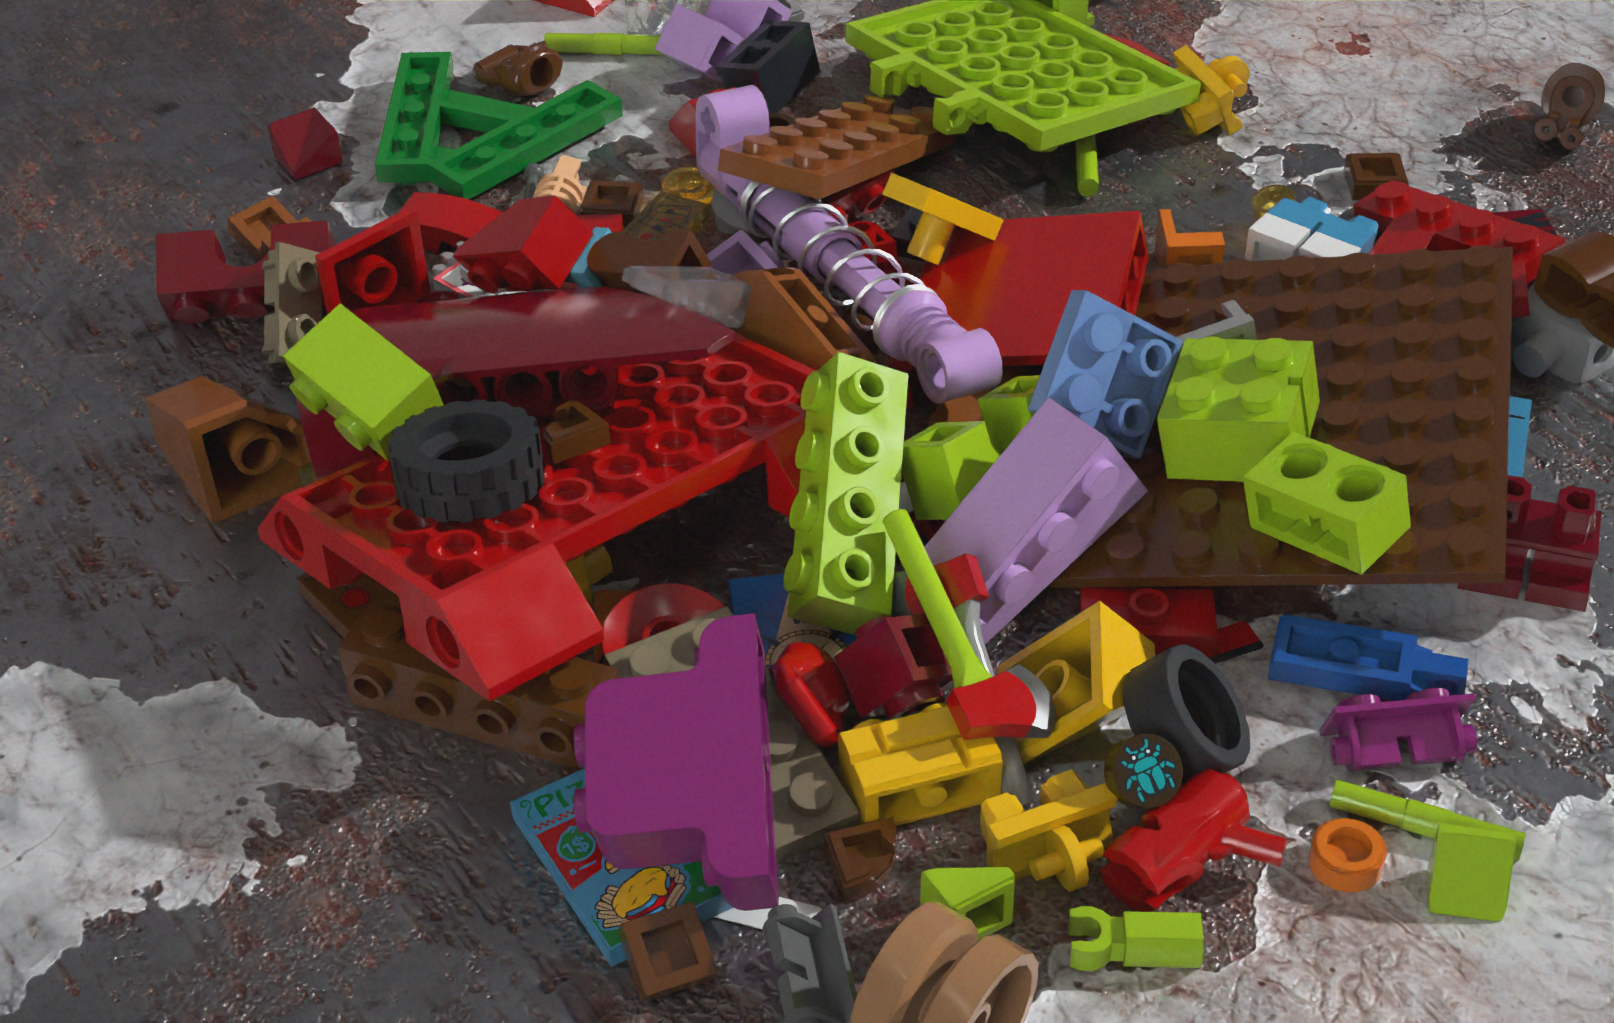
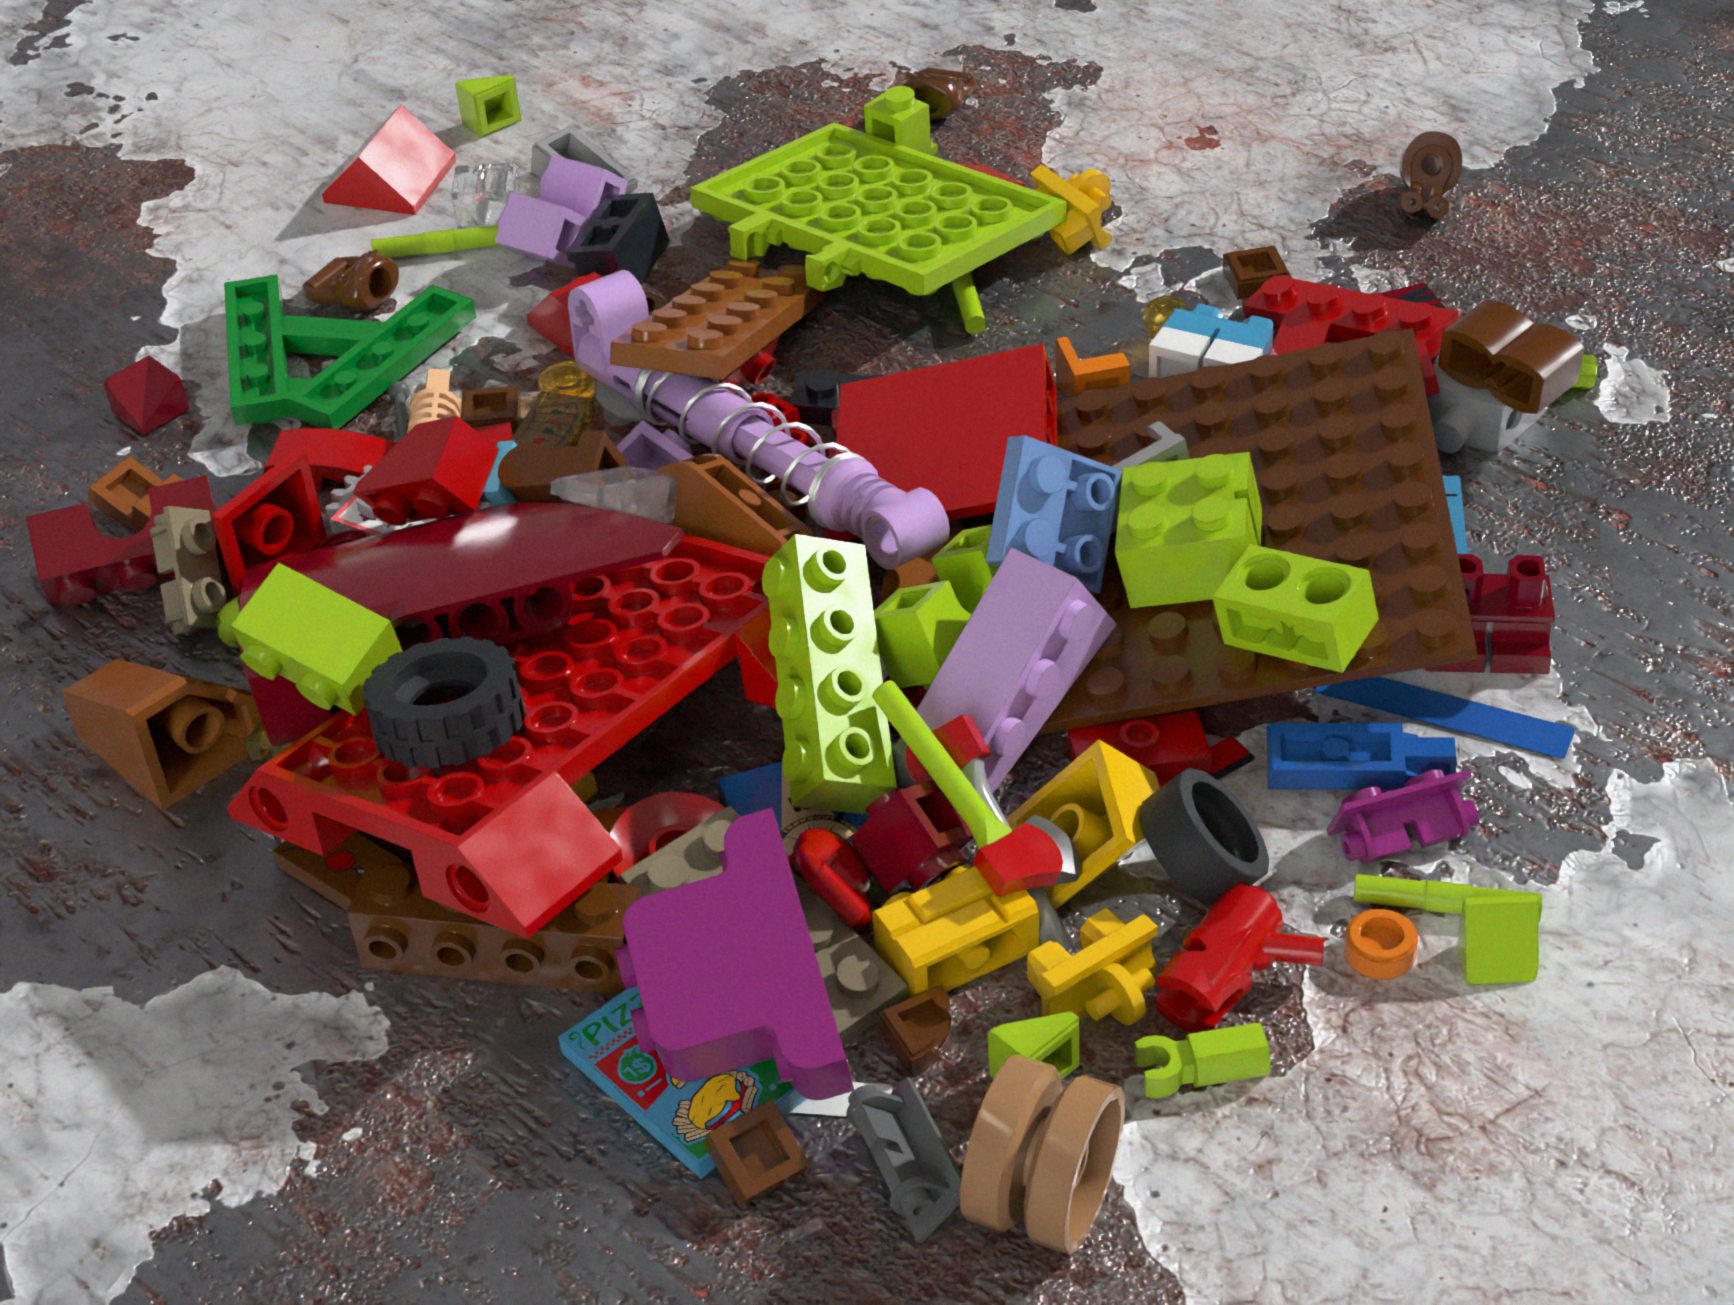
camera: 10 degrees left, 0 degrees up
(574, 432) = (542, 655): reddish brown tile -> none
(938, 217) = (844, 380): yellow tile -> none
(1143, 771) = (1178, 897): tile -> none
(1478, 635) = (1455, 714): none -> blue sticker

